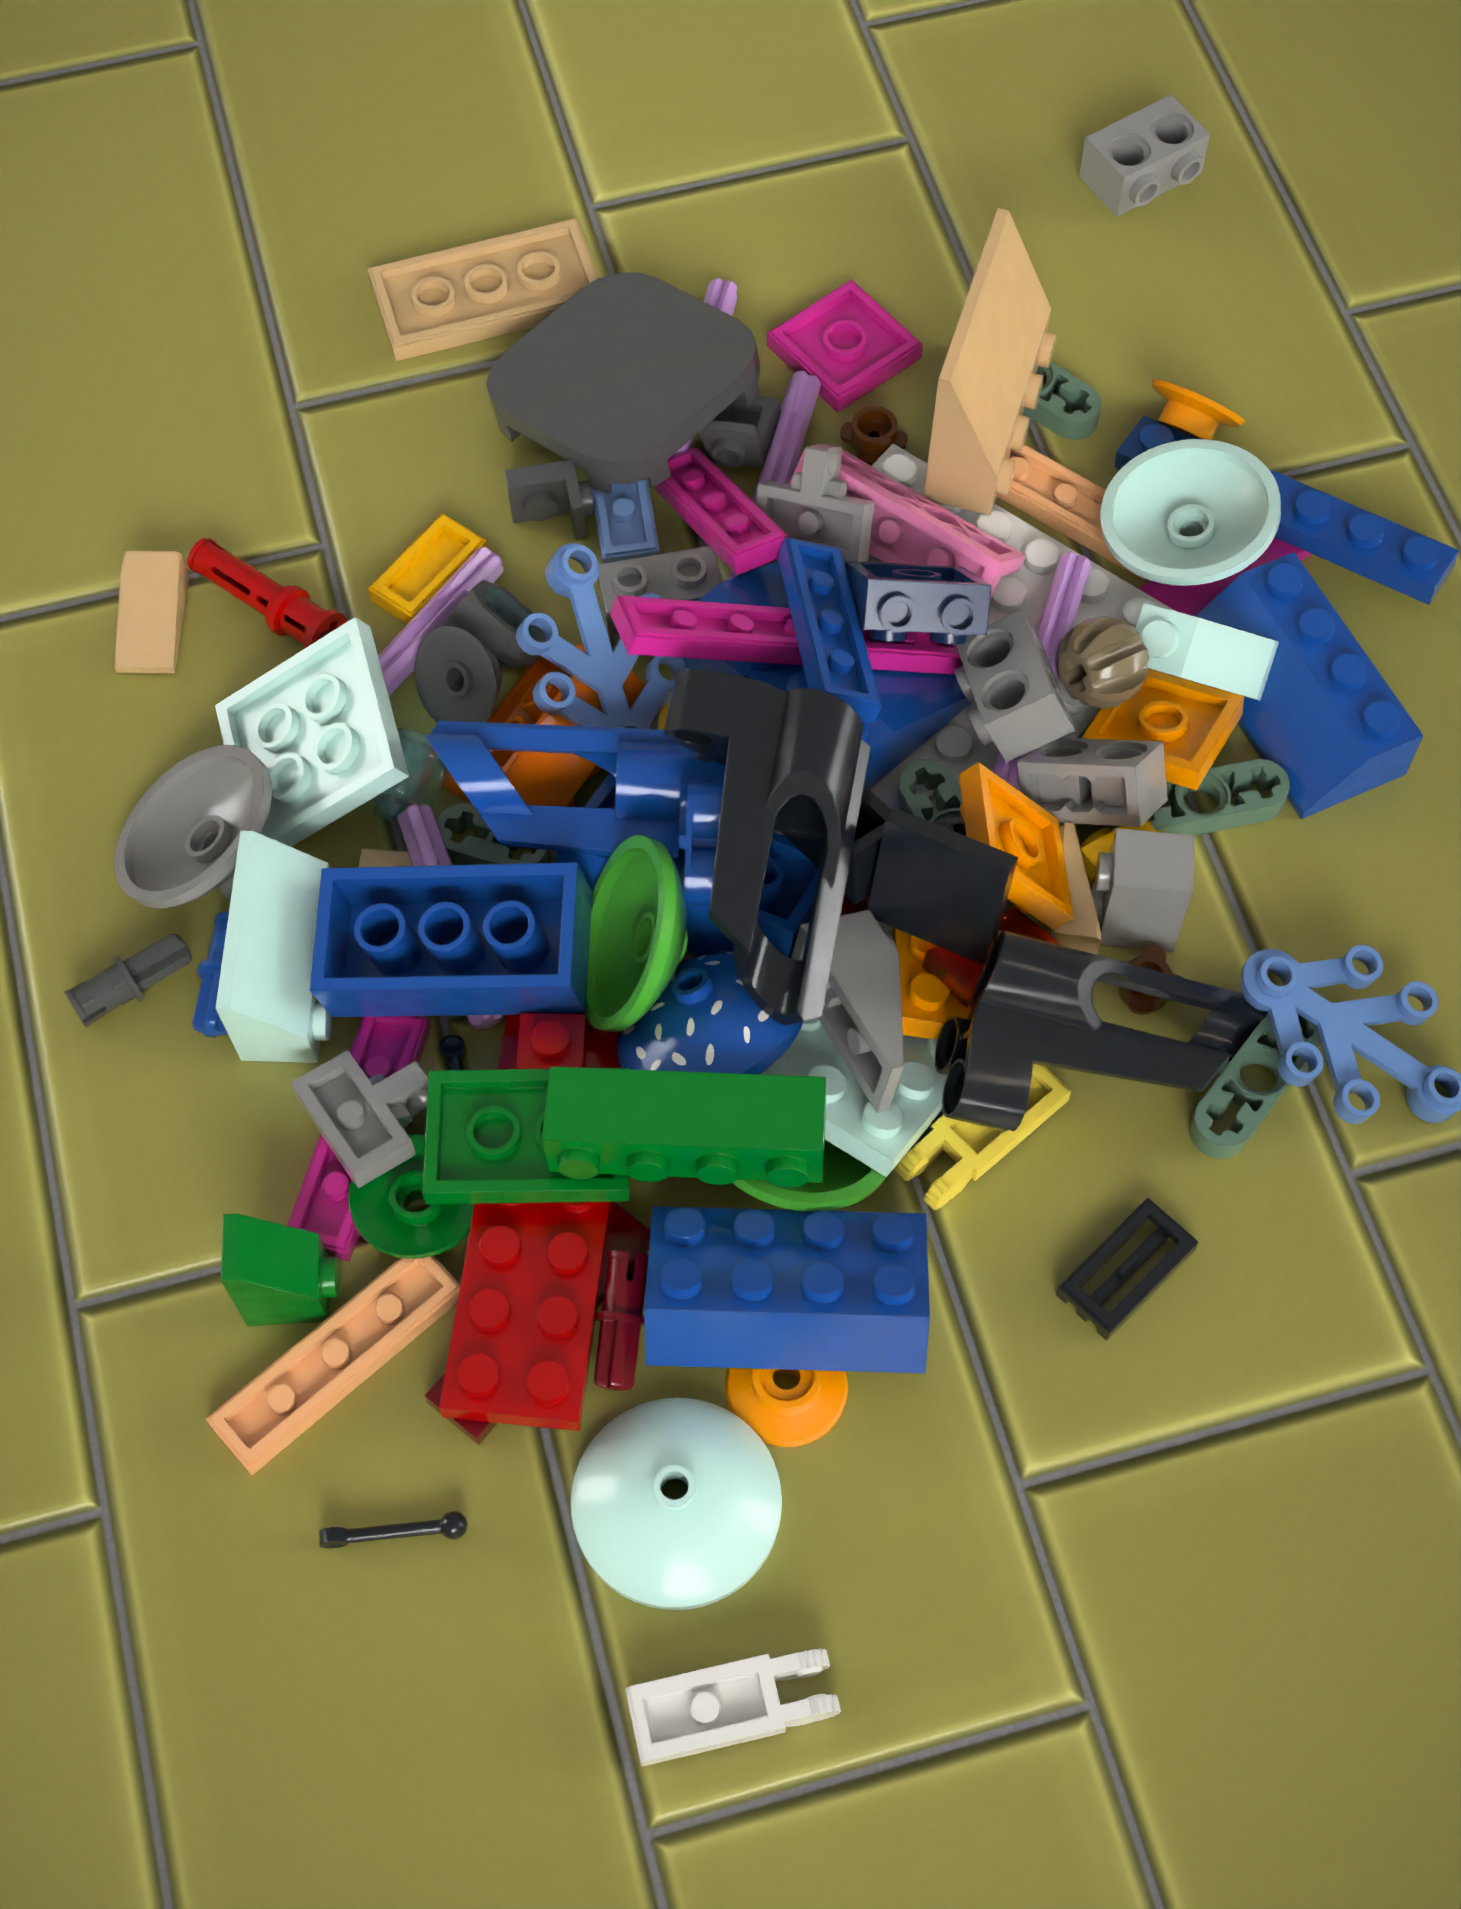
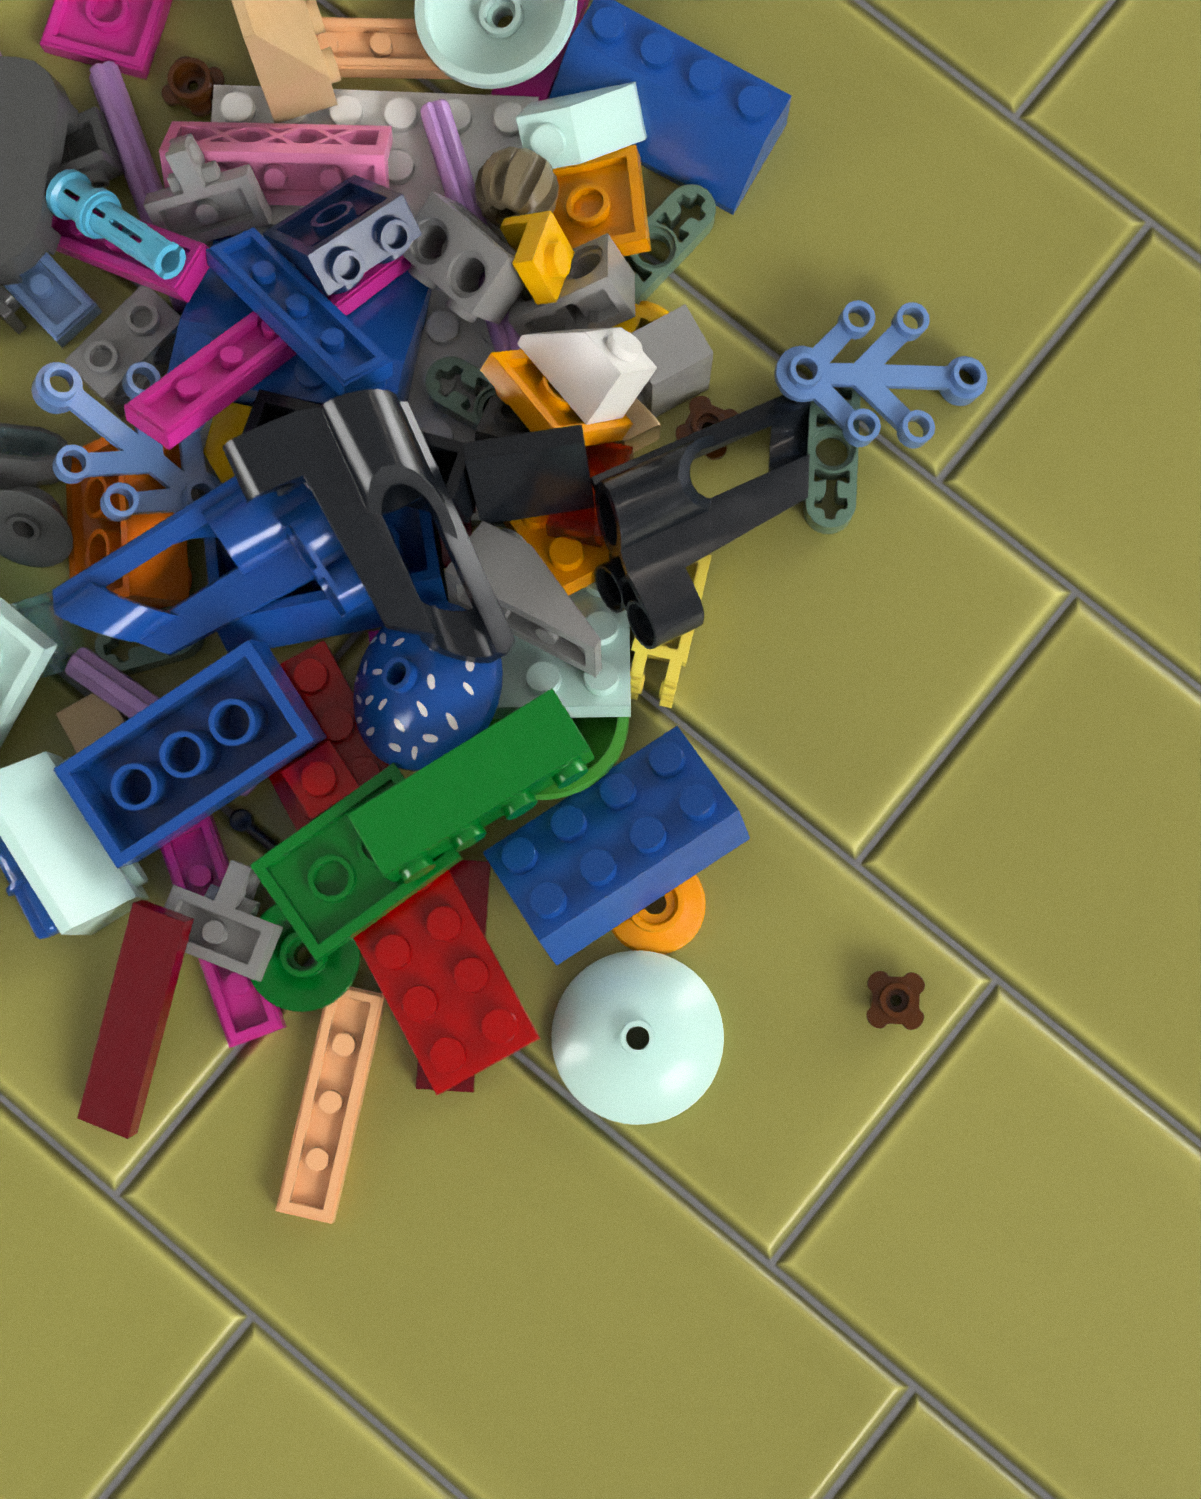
camera: 30 degrees left, 20 degrees up
(219, 1146) = (135, 1018): none -> dark red tile
(276, 1272) = (249, 1080): green slope -> none
(452, 1525) = (499, 1160): black hinge -> none
(620, 1320) = (513, 941): dark red axle -> none
(634, 933) = (327, 663): bright green dish -> none
(716, 470) = (153, 251): none -> medium azure pin
(724, 1705) = (766, 1153): white hinge -> none
(966, 1665) = (907, 988): none -> reddish brown plate
(1066, 838) = (591, 368): none -> white slope
(1085, 718) = (541, 255): none -> yellow bracket
(1091, 1306) = (823, 706): black tile -> none

